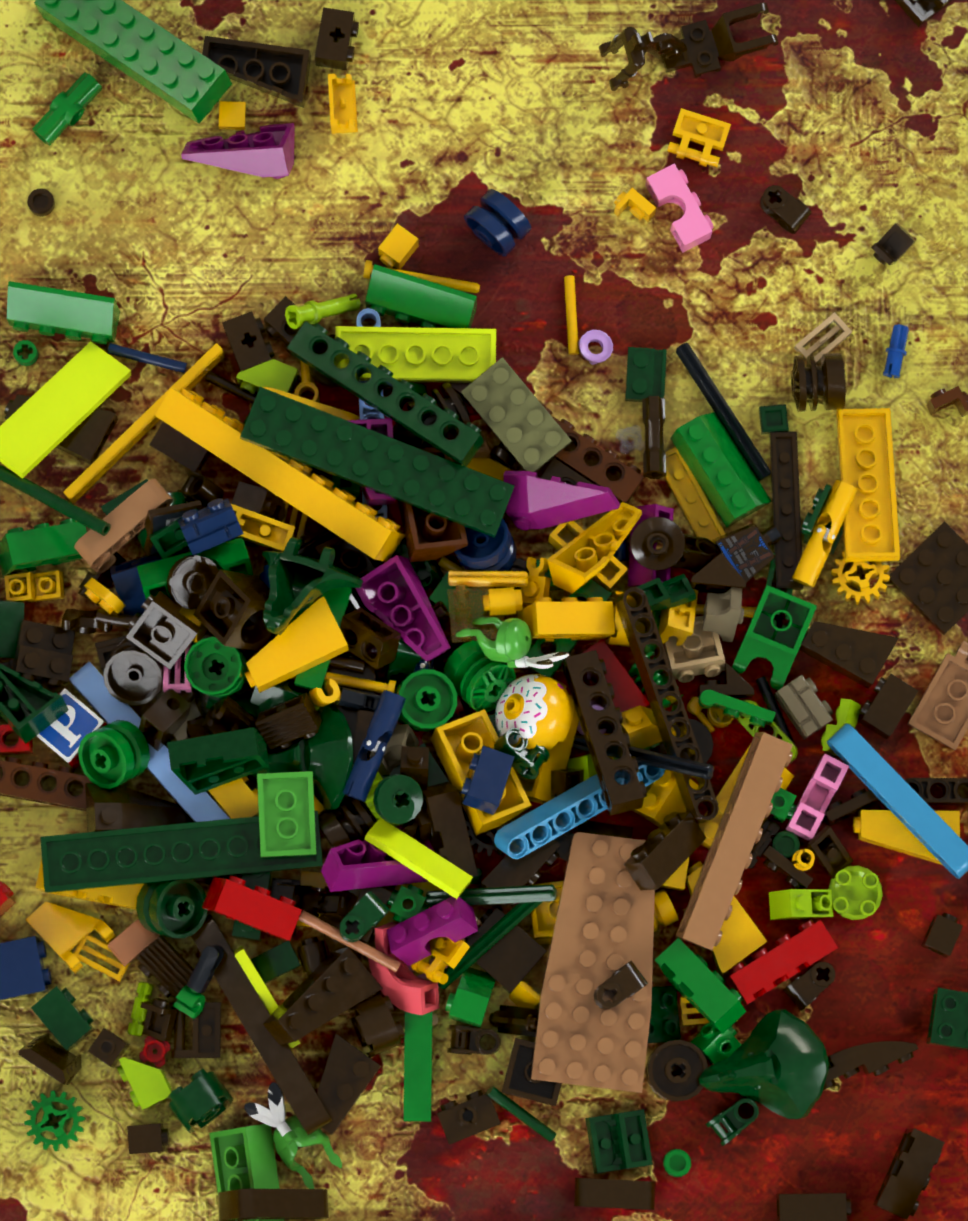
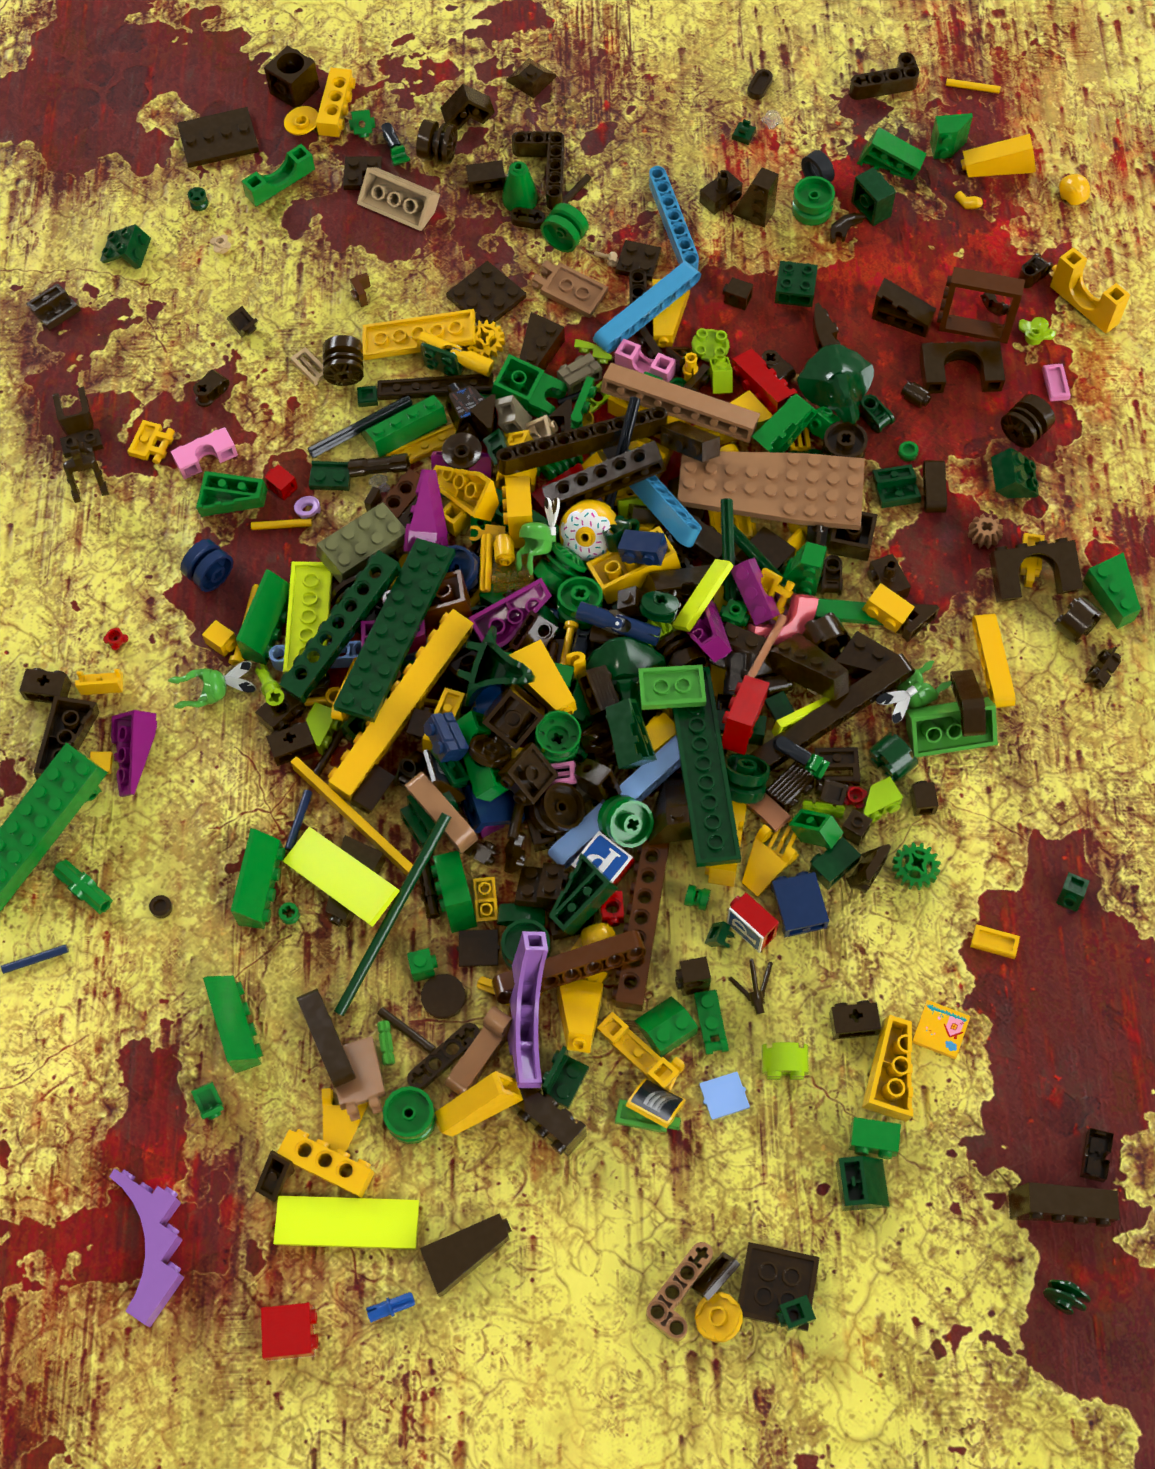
camera: 85 degrees left, 15 degrees down
(22, 850) = (702, 898): none -> green wheel
(50, 516) = (429, 895): none -> dark brown pin
(101, 994) = (816, 828): none -> green brick
(108, 600) = (499, 827): yellow plate -> none
(329, 244) = (215, 684): none -> bright green hair
(366, 914) = (749, 634): dark green piece -> none
(401, 111) = (111, 635): none -> red plate
(411, 1159) = (919, 619): none -> dark brown slope
(416, 1110) = (888, 608): none -> yellow brick
(521, 1113) = (883, 543): dark green bar -> none
(601, 431) = (373, 498): none -> dark brown tile
(611, 243) = (229, 493): none -> green wedge
(623, 984) = (791, 466): dark brown piece -> none
(632, 309) = (280, 482): none -> red brick
(638, 205) = (196, 478): yellow bracket -> none
(766, 1180) = (916, 394): none -> dark brown brick
(888, 706) = (579, 321): dark brown brick -> none
(896, 351) = (321, 321): blue axle -> none

